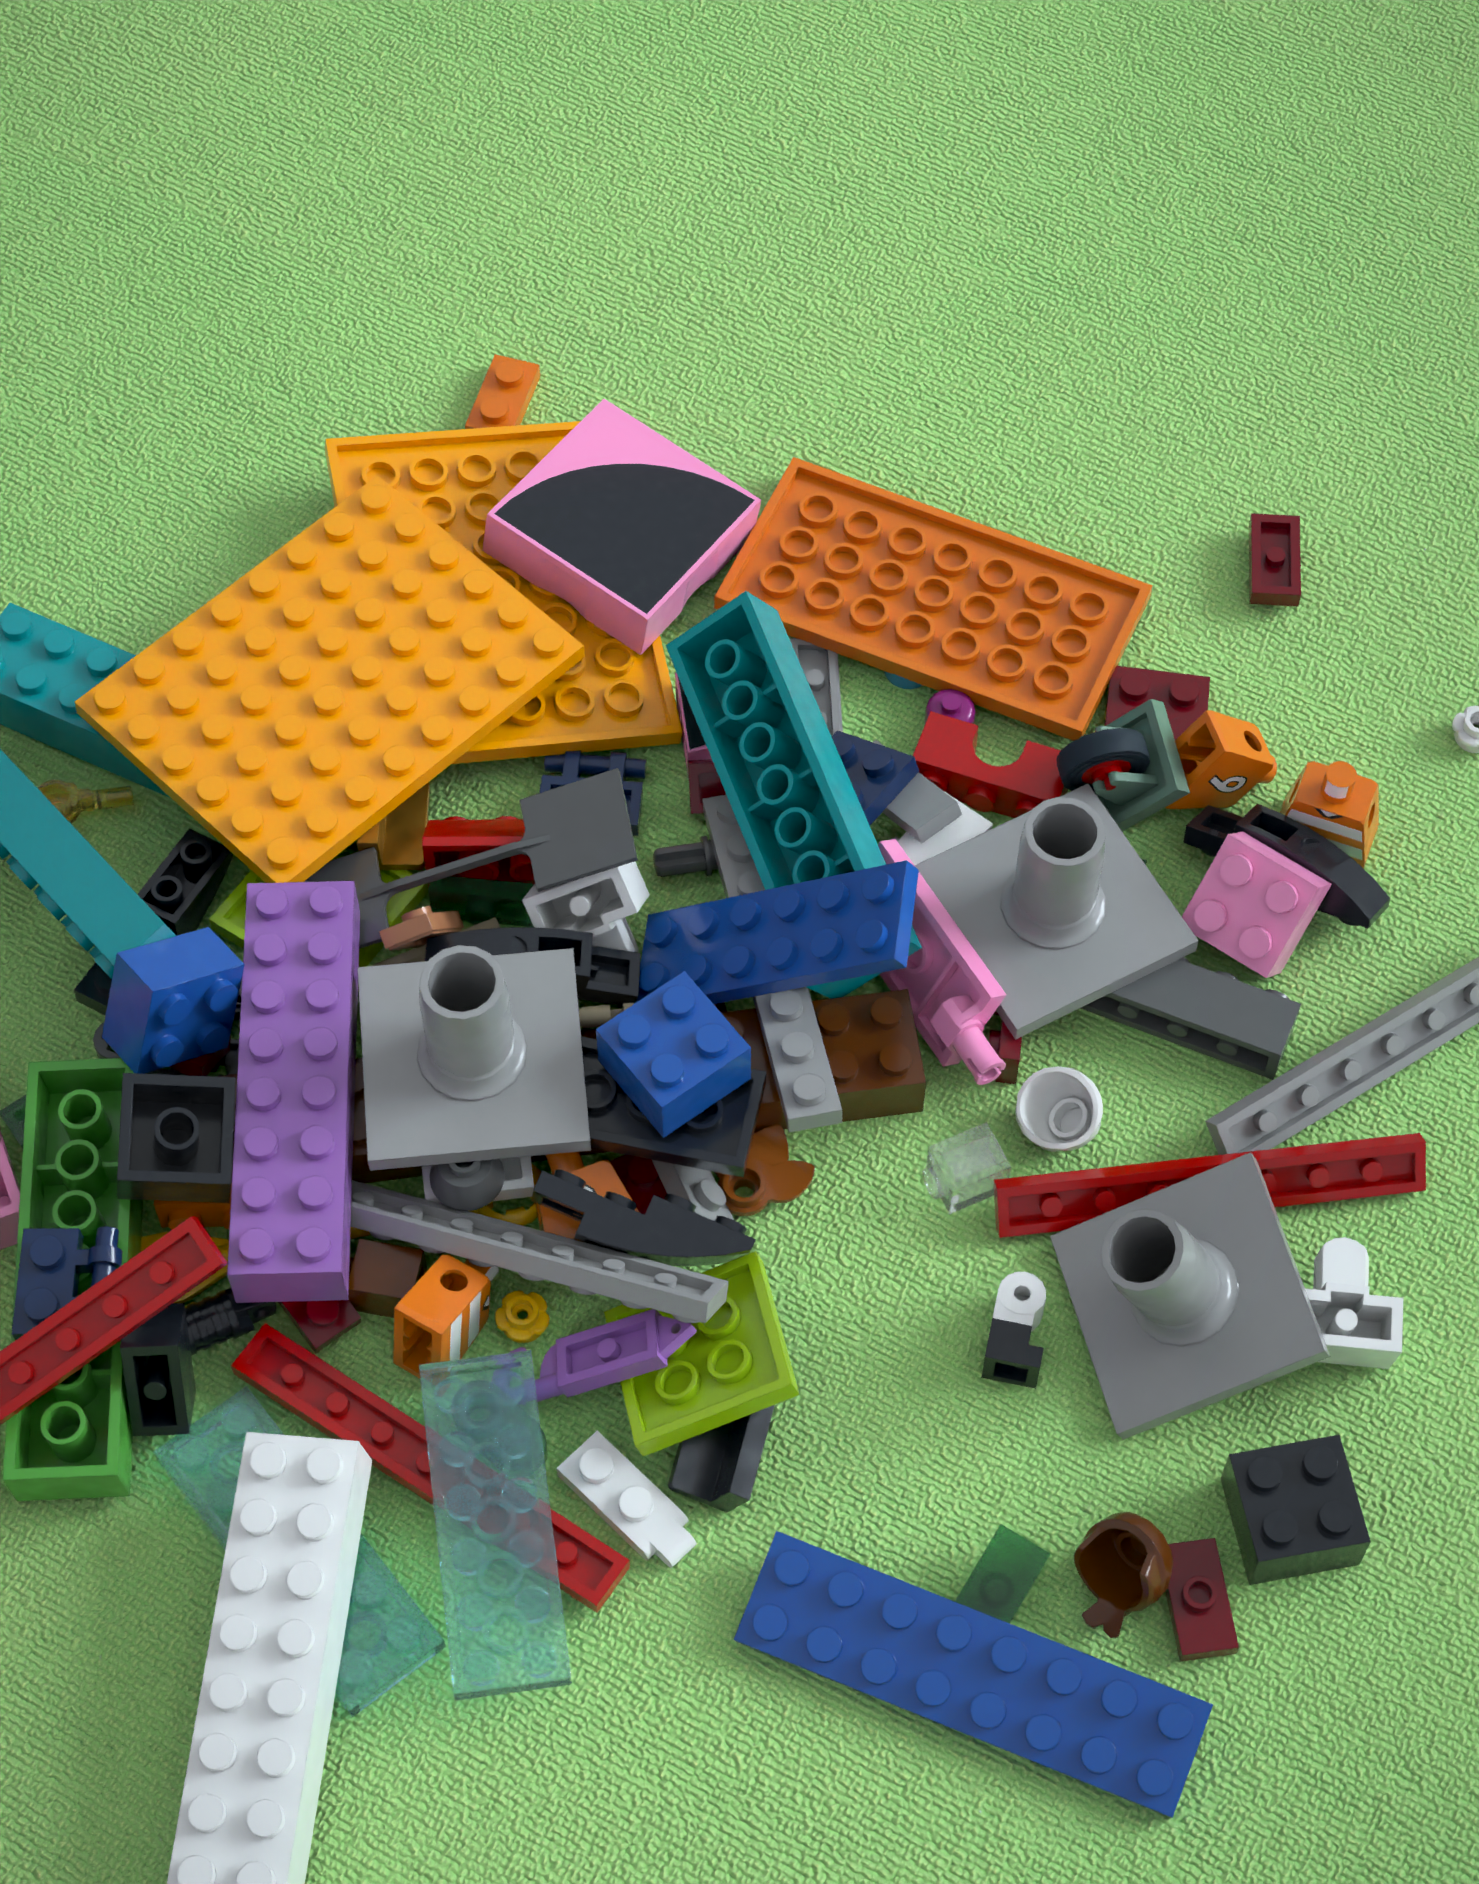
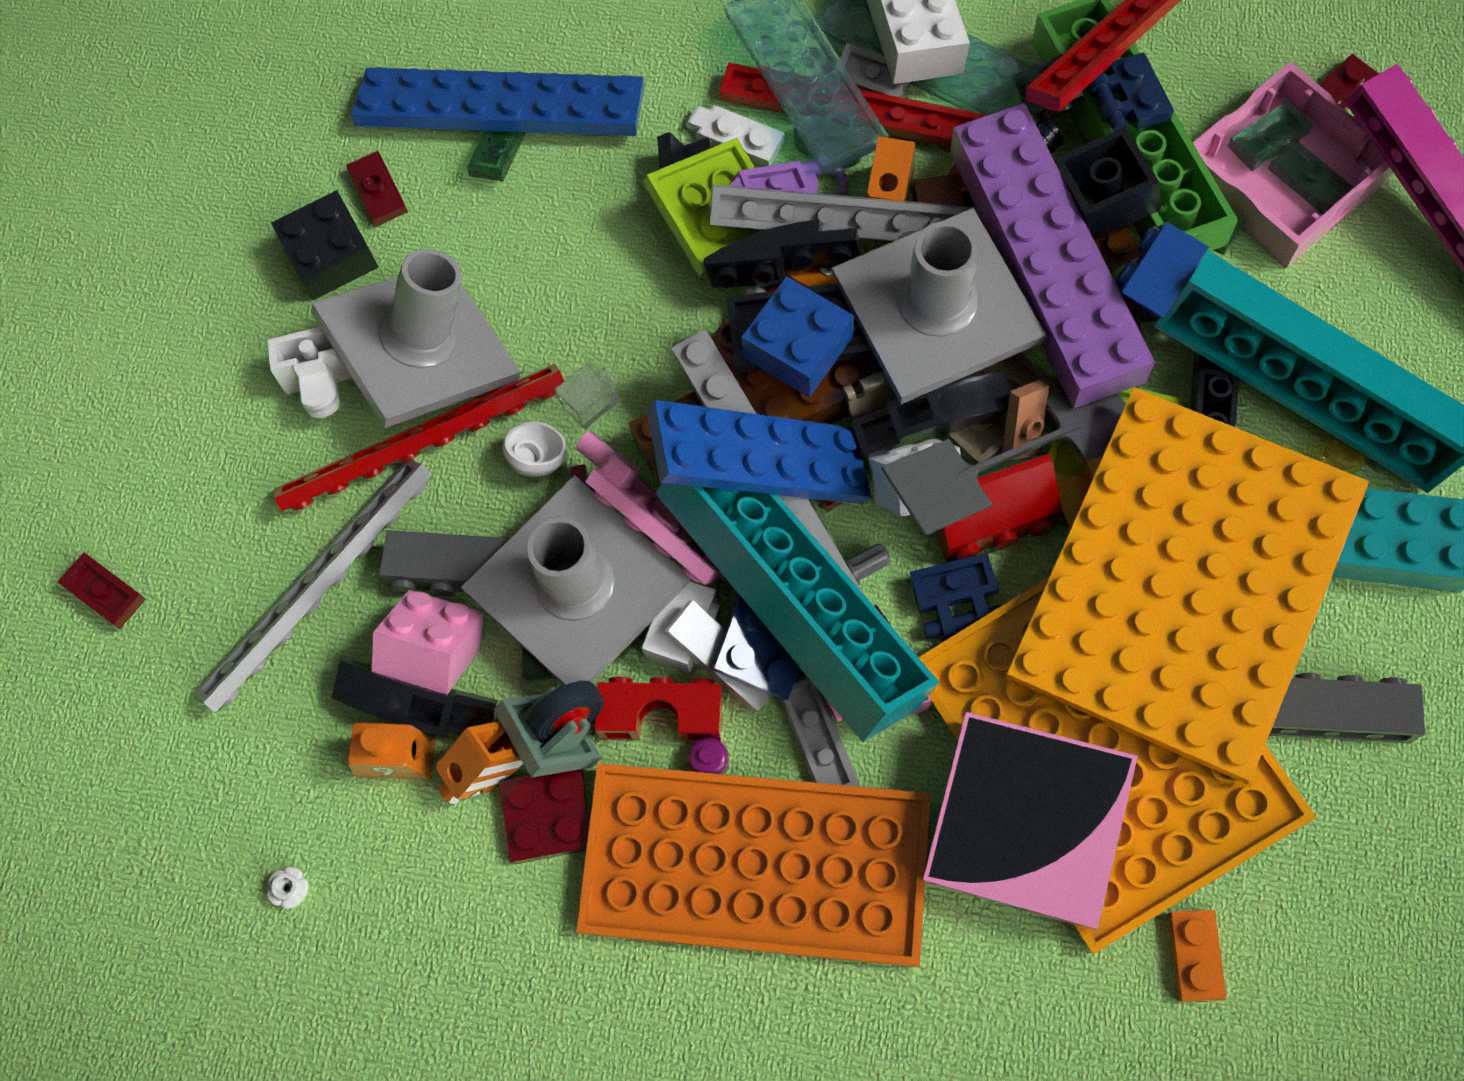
camera: 170 degrees right, 10 degrees up
(204, 541) = (1351, 709): none -> dark grey brick
(397, 1522) = (870, 71): none -> light grey plate
(1015, 1316) = (529, 307): leg -> none
(1124, 1567) = (419, 180): reddish brown hat -> none
(1274, 560) = (481, 1003): dark red plate -> none

